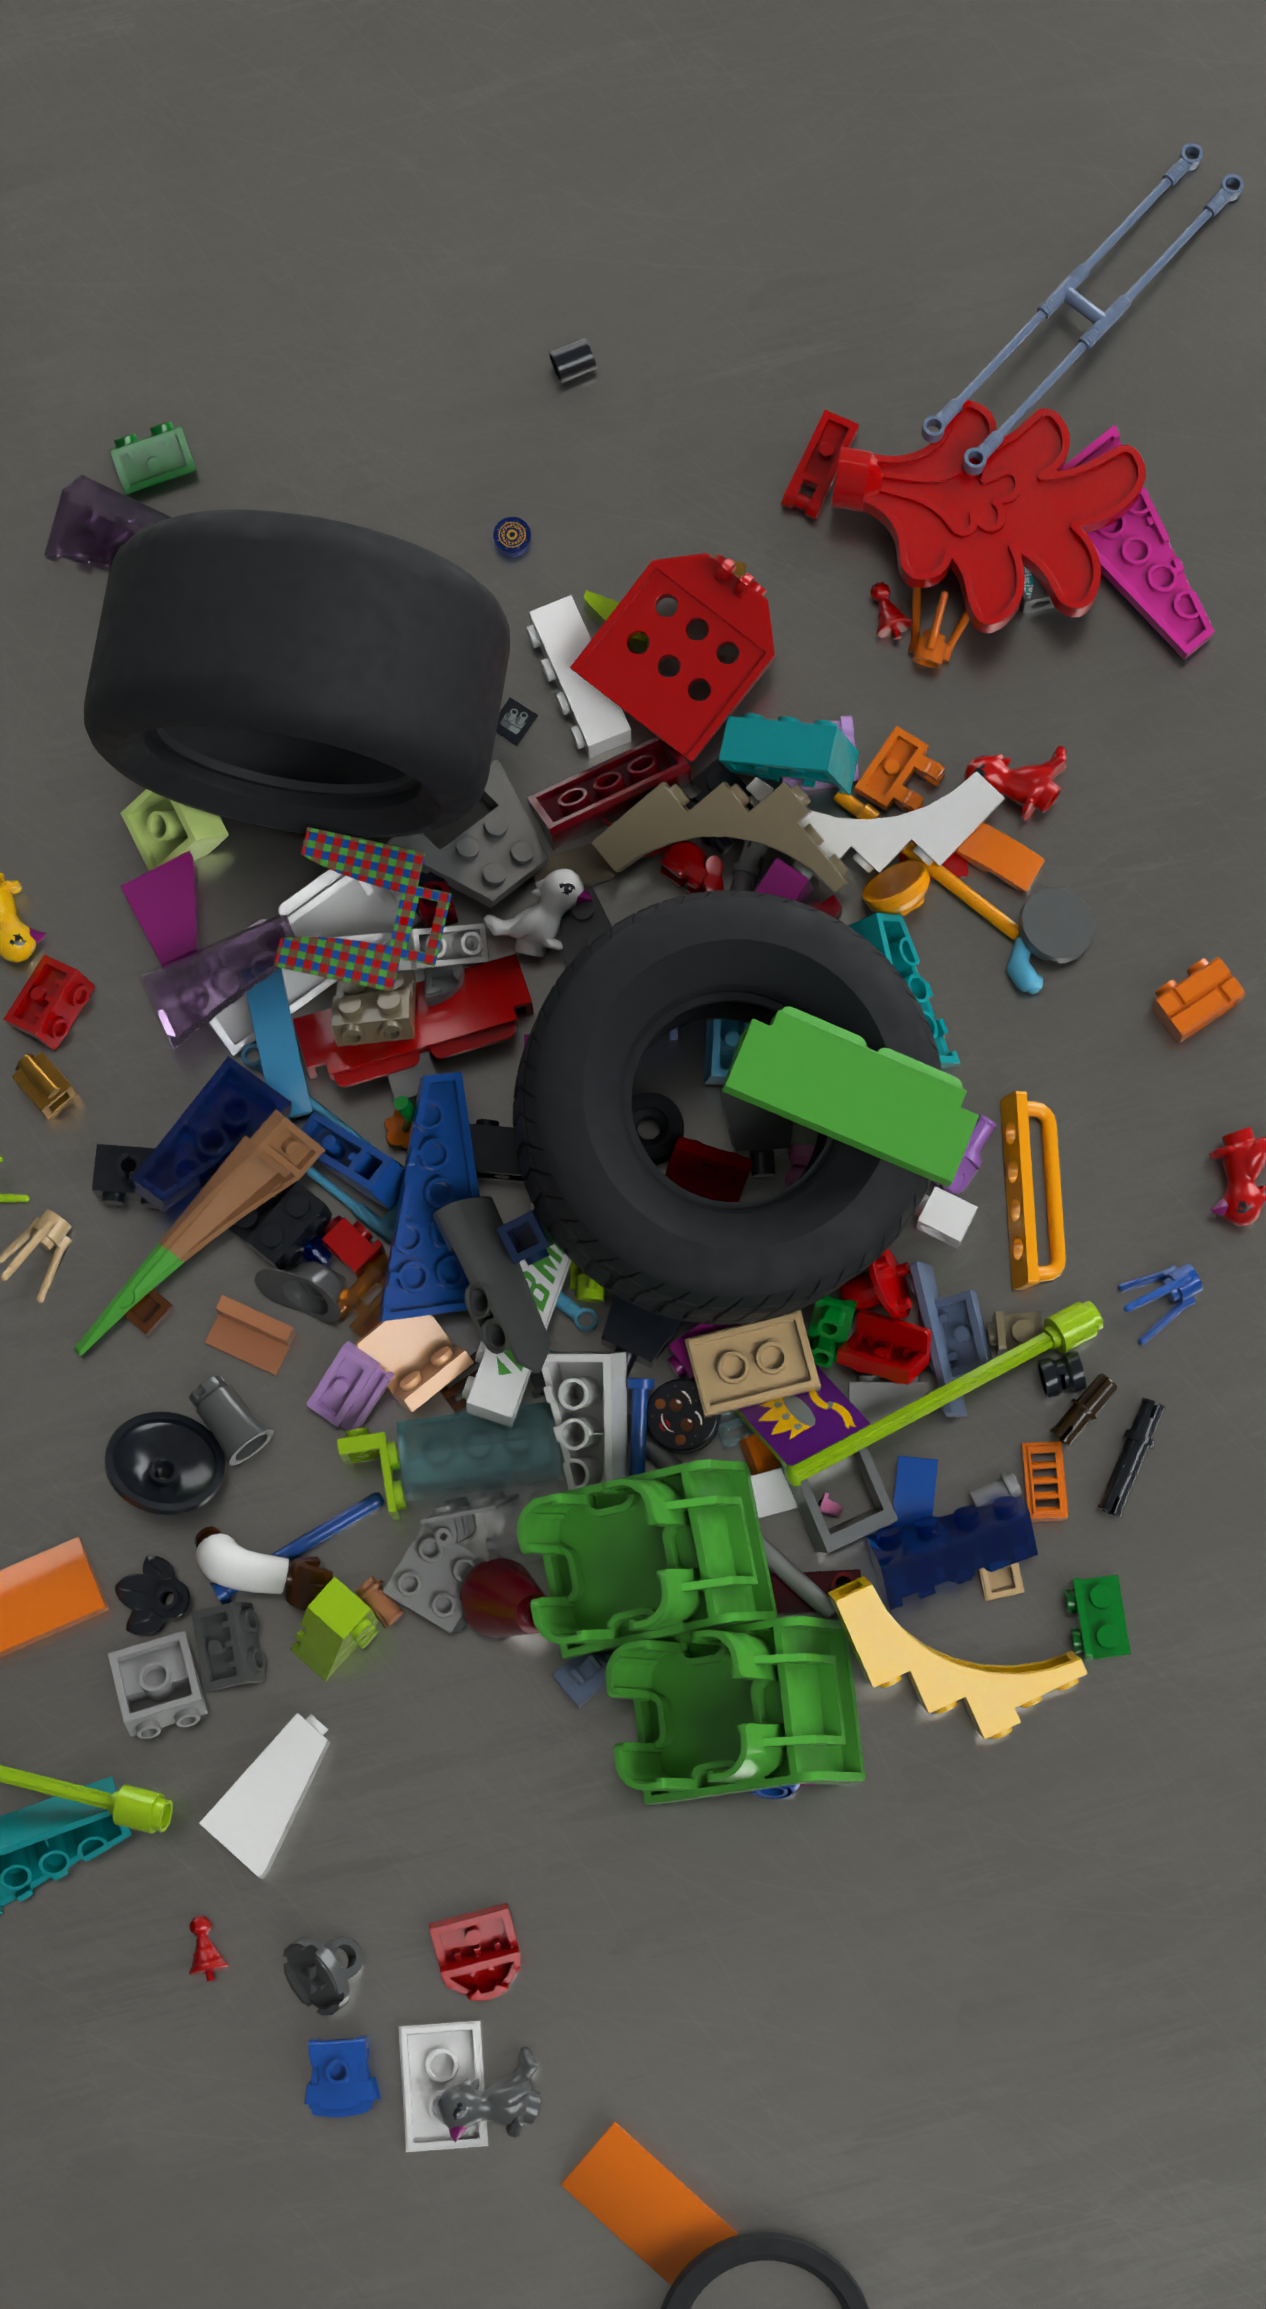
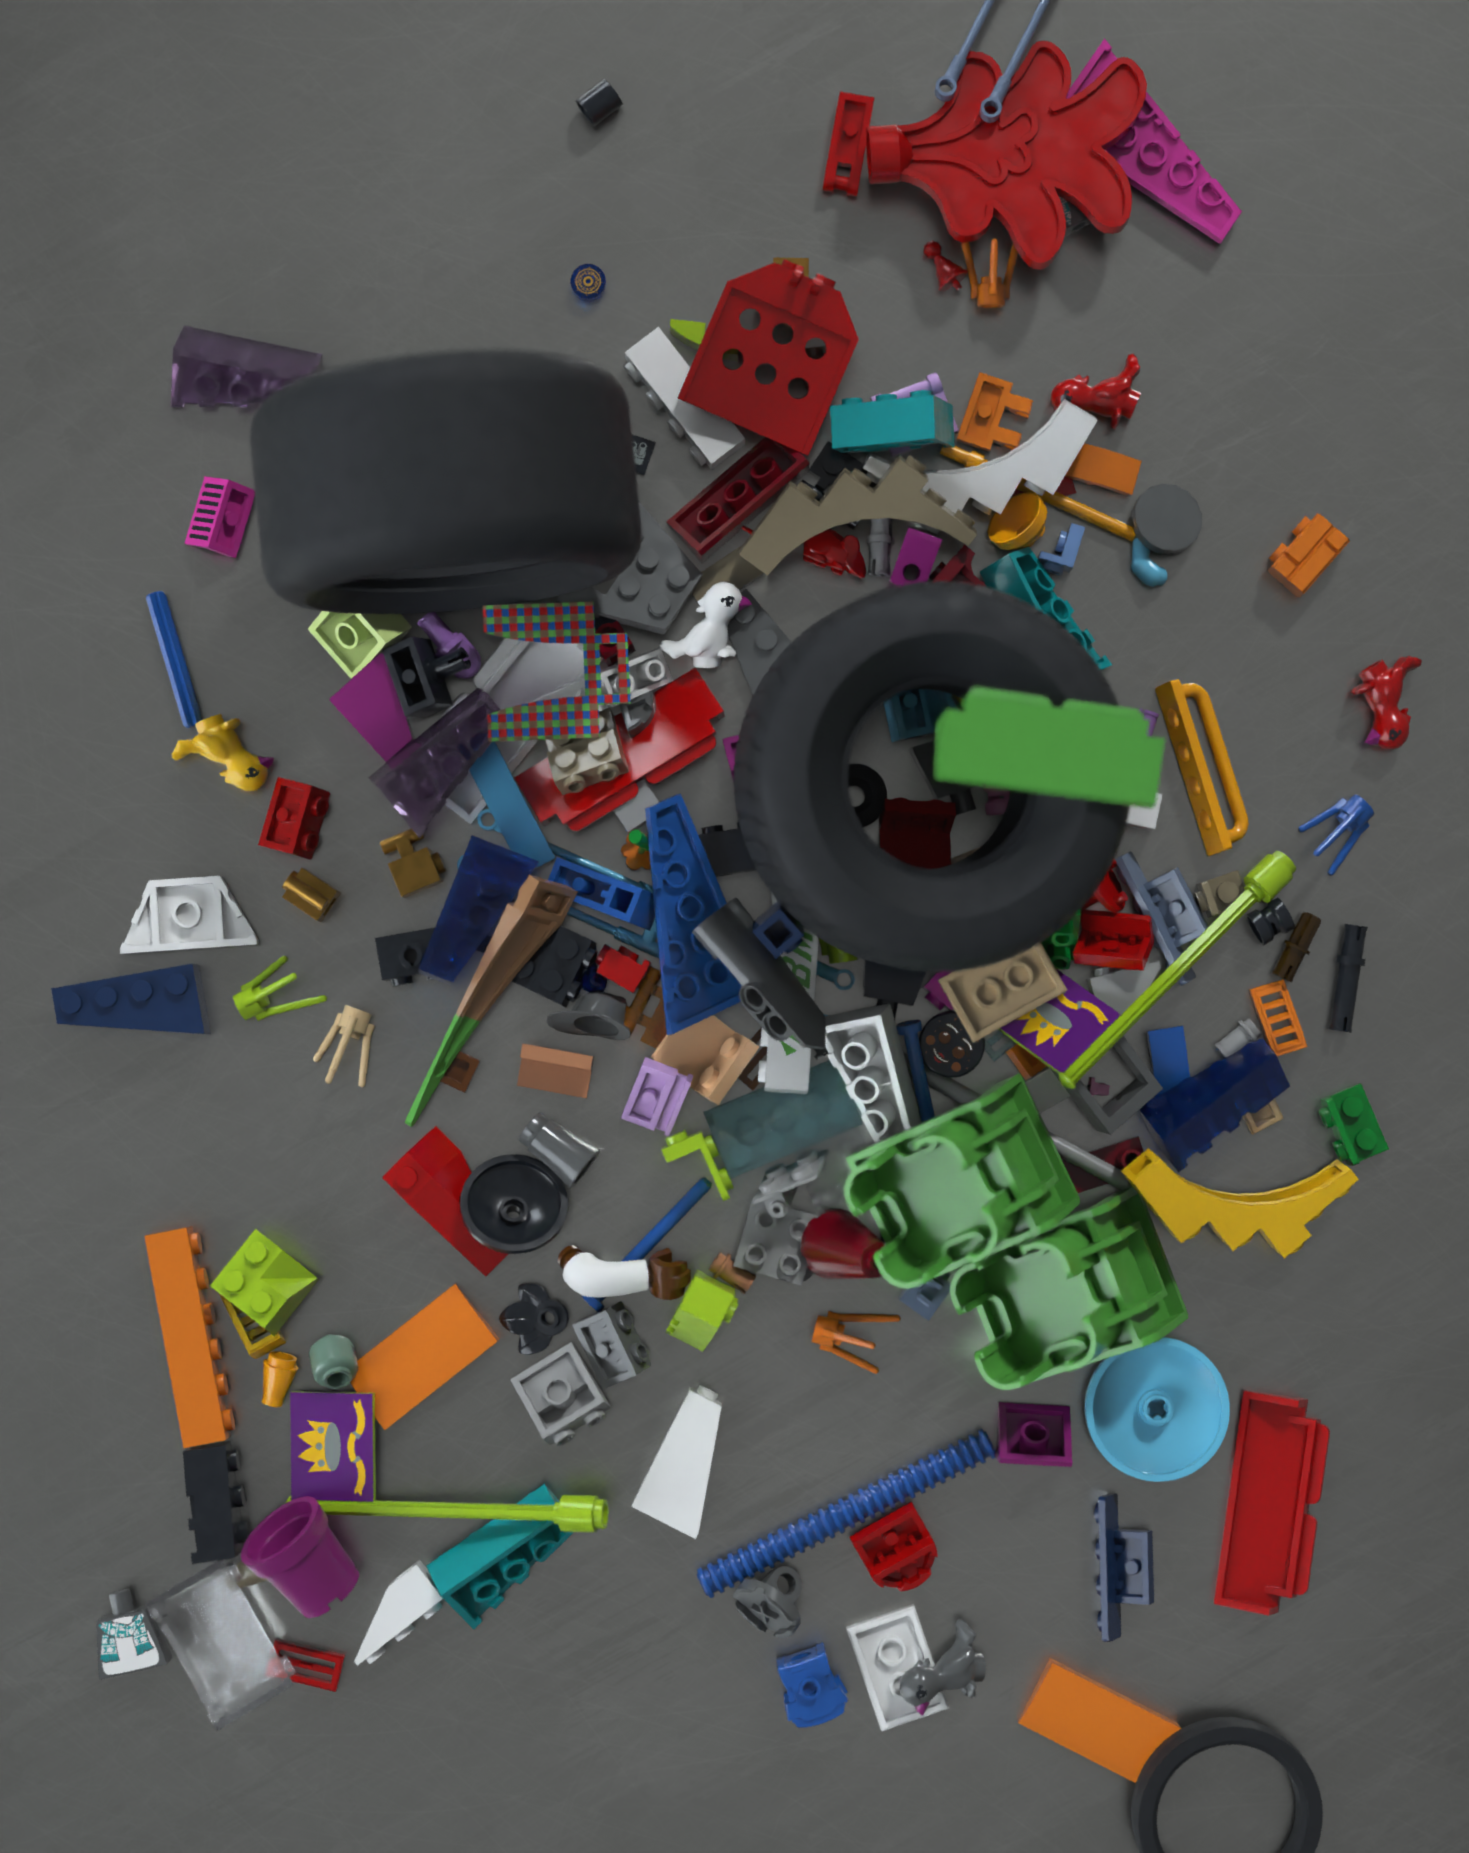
camera: 15 degrees left, 10 degrees up
(60, 676) = (220, 516): none -> dark pink panel
(82, 1417) = (432, 1183): none -> red wedge
(152, 458) = (242, 291): green bracket -> none
(160, 1086) = (414, 869): none -> pearl gold brick
(206, 1956) = (666, 1612): red piece -> none
(224, 886) = (421, 675): none -> black brick
(265, 867) = (448, 641): none -> medium lavender arm
(432, 1897) = (846, 1513): none -> blue piece
(468, 1694) = (831, 1333): none -> orange plant
(661, 1863) = (1034, 1434): none -> magenta slope
(721, 2038) = (1124, 1567): none -> dark blue bracket
(803, 1869) = (1157, 1410): none -> medium azure dish
(902, 2010) = (1267, 1518): none -> red slope
(944, 928) = (1068, 546): none -> medium blue bracket

